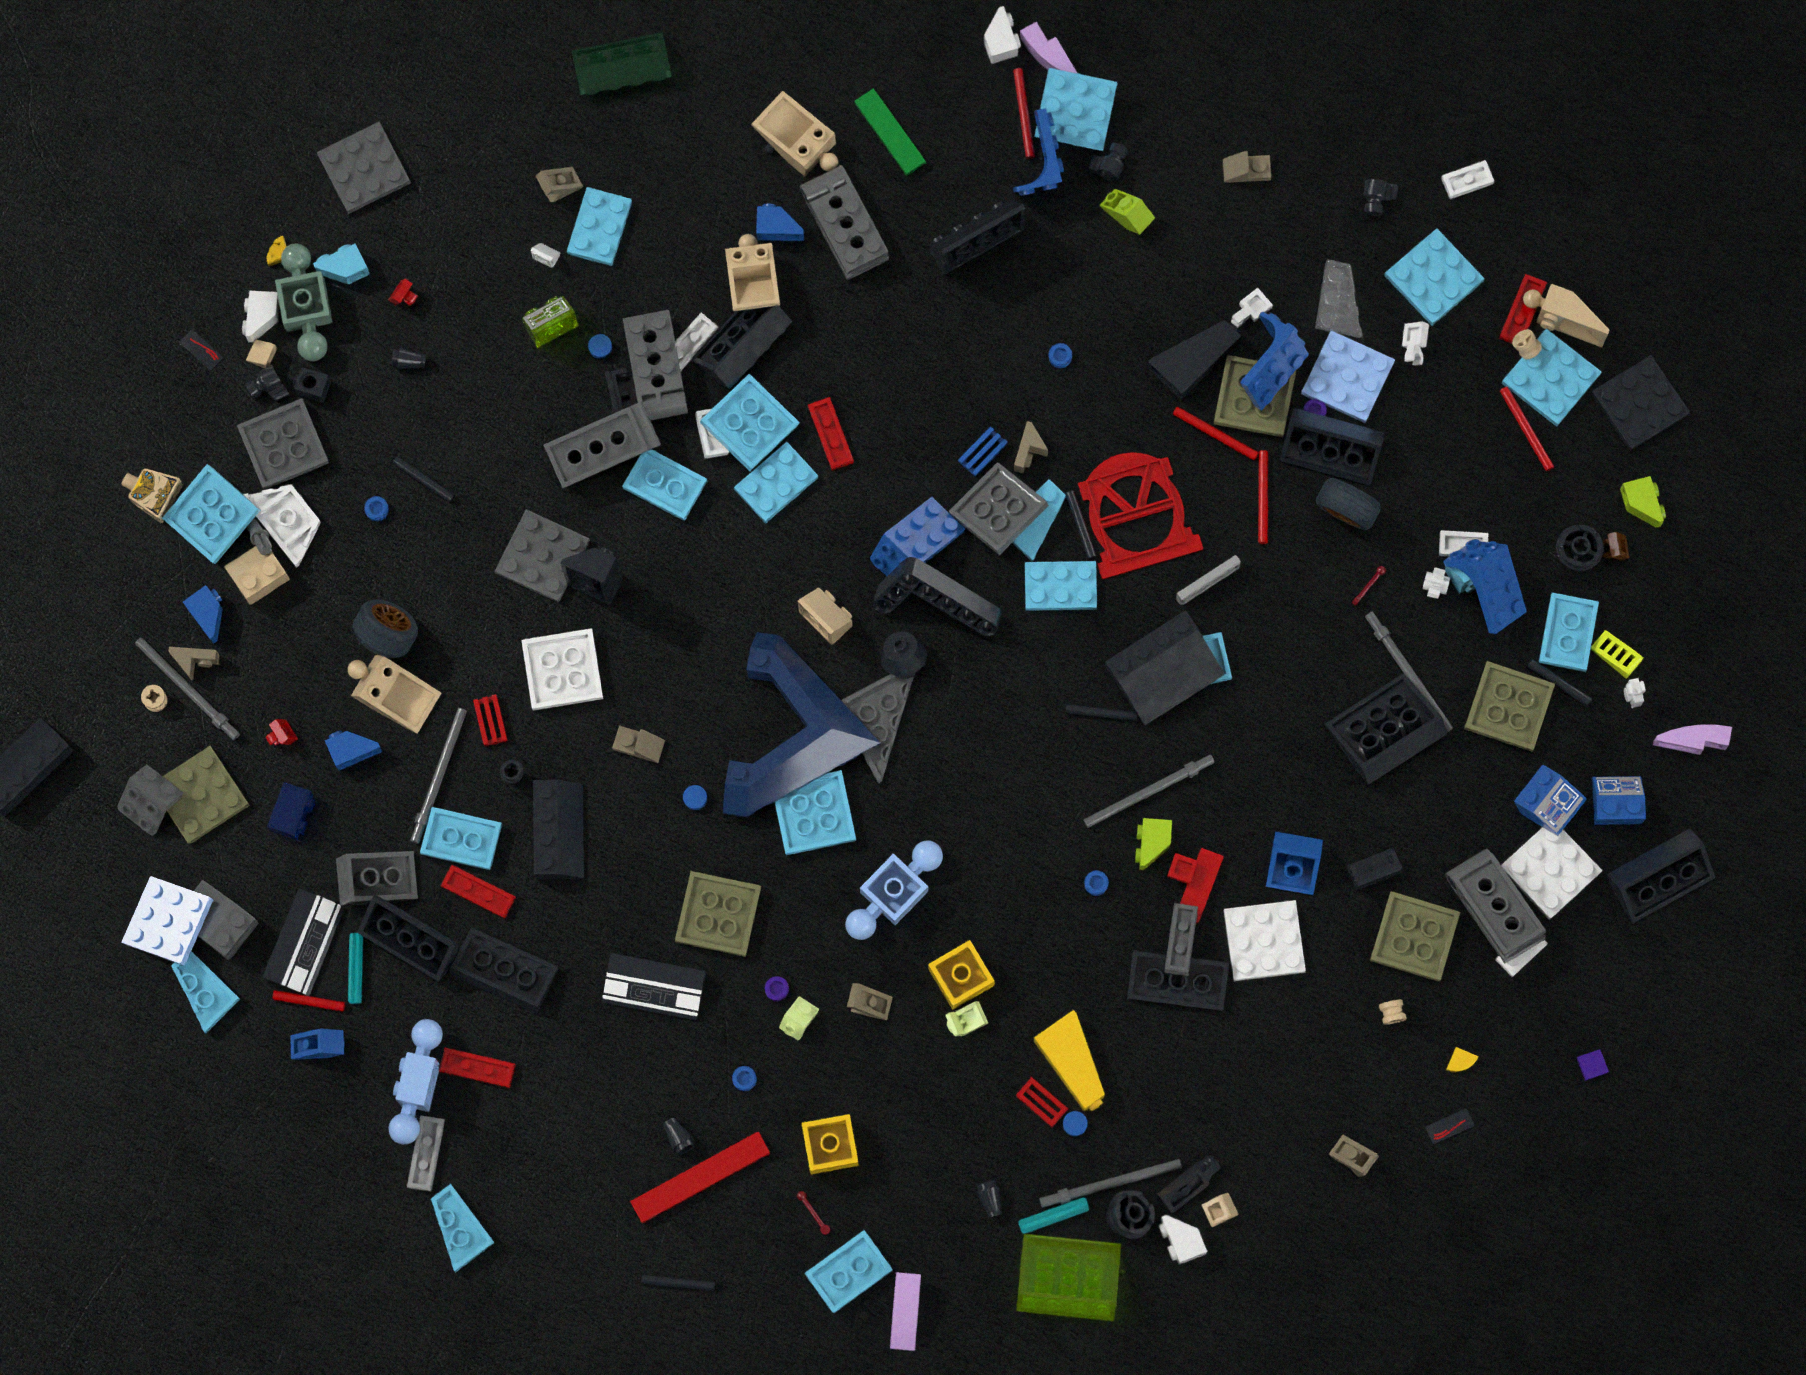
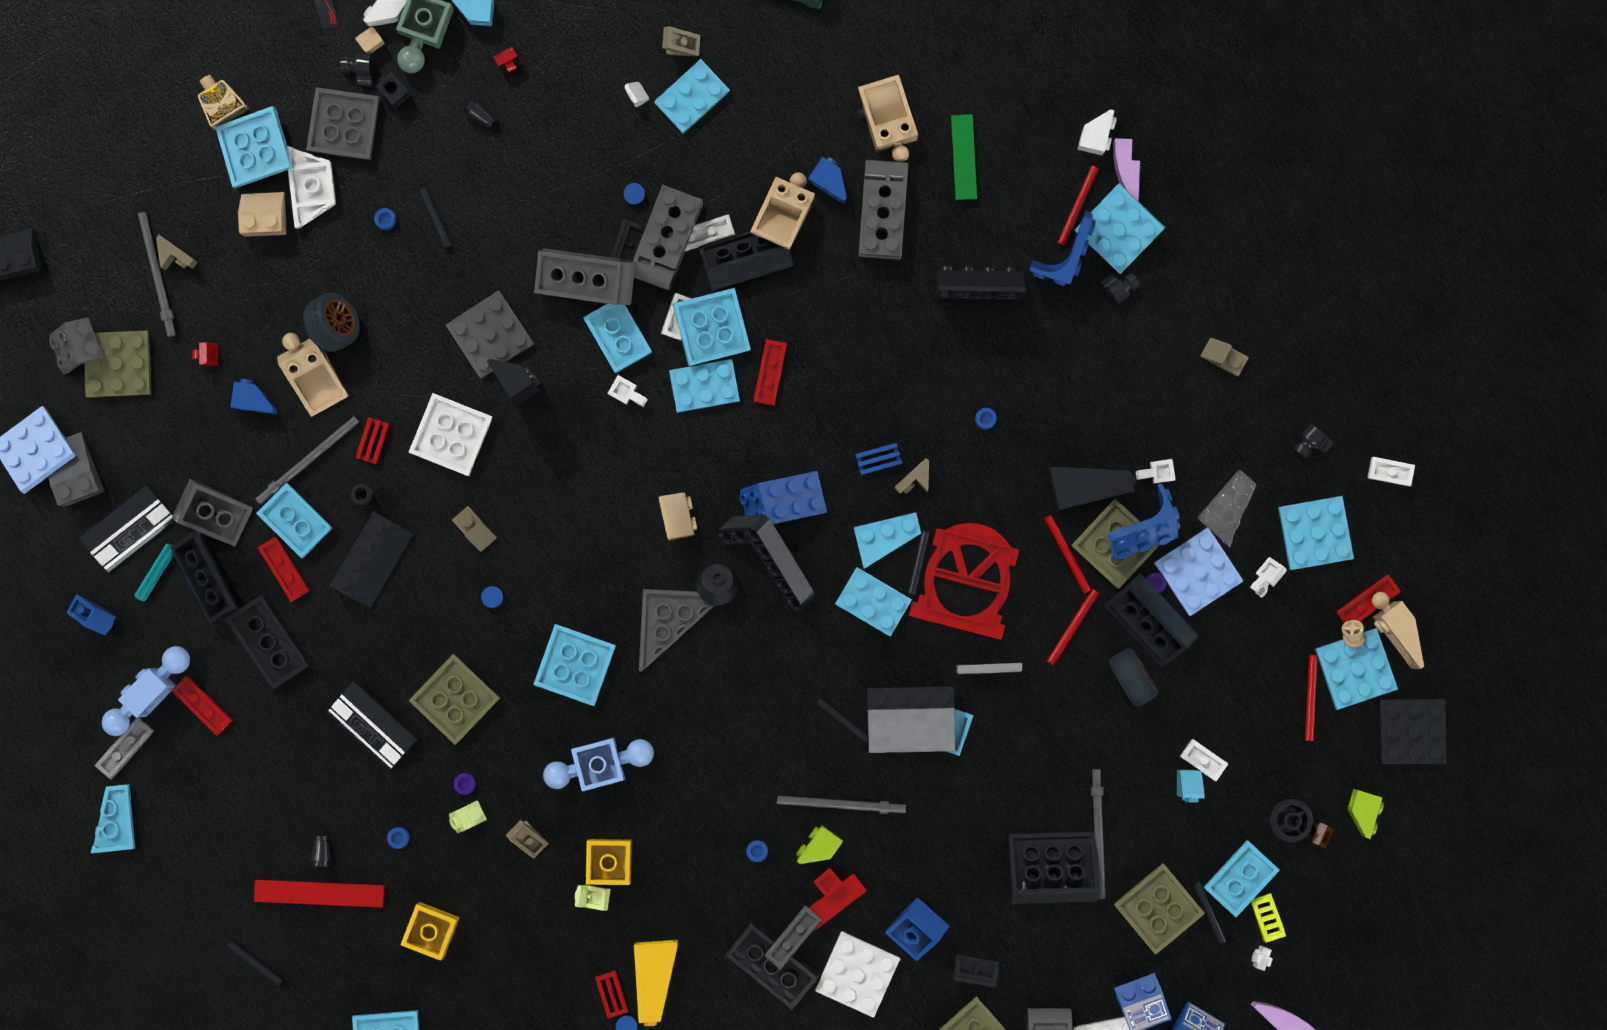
camera: 25 degrees right, 10 degrees up
(155, 703) = (131, 269): tan wheel -> none
(205, 991) = (31, 521): medium azure wing -> none
(206, 611) = (205, 223): blue slope -> none
(259, 537) = (279, 189): dark grey axle -> none
(291, 811) = (178, 420): clear blue brick -> none
(308, 1000) = (114, 583): red bar -> none
(550, 320) = (606, 150): clear neon green slope -> none
(702, 531) = (624, 391): none -> white plate
(825, 1229) = (389, 990): dark red hinge -> none
(828, 740) = (621, 617): dark blue wedge -> none
(998, 508) = (861, 513): dark grey plate -> none
(1128, 211) = (1109, 335): lime slope -> none
(1380, 571) = (1127, 740): dark red hinge -> none
(1436, 583) = (1163, 778): white gear -> none
(1494, 579) = (1208, 804): blue bracket -> none

